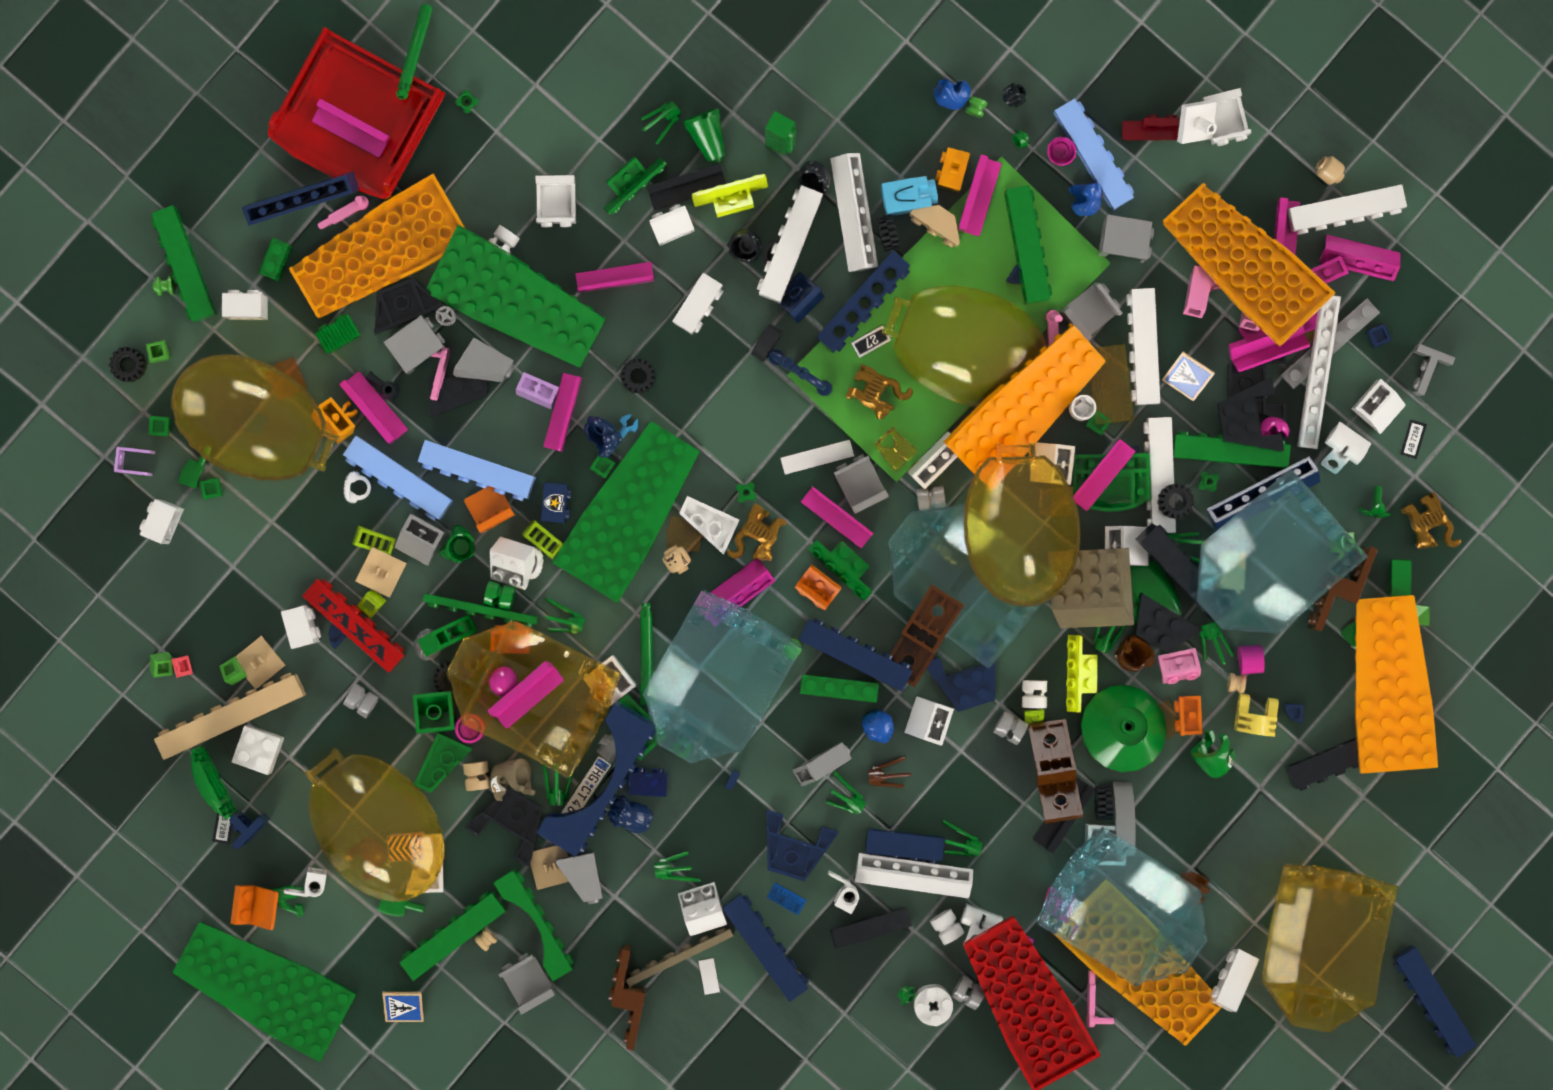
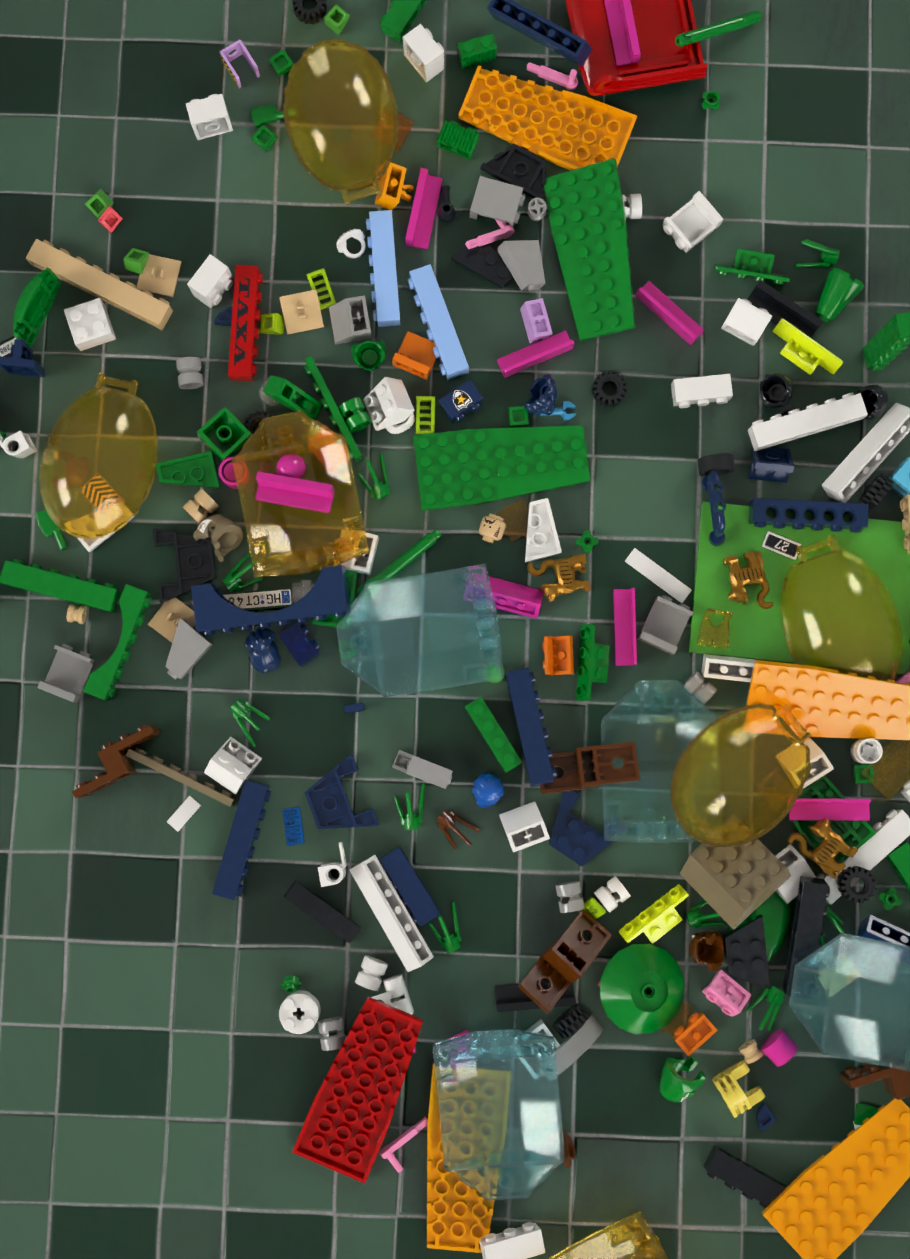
camera: 55 degrees right, 5 degrees down
(1131, 501) = (827, 850): none -> pearl gold animal

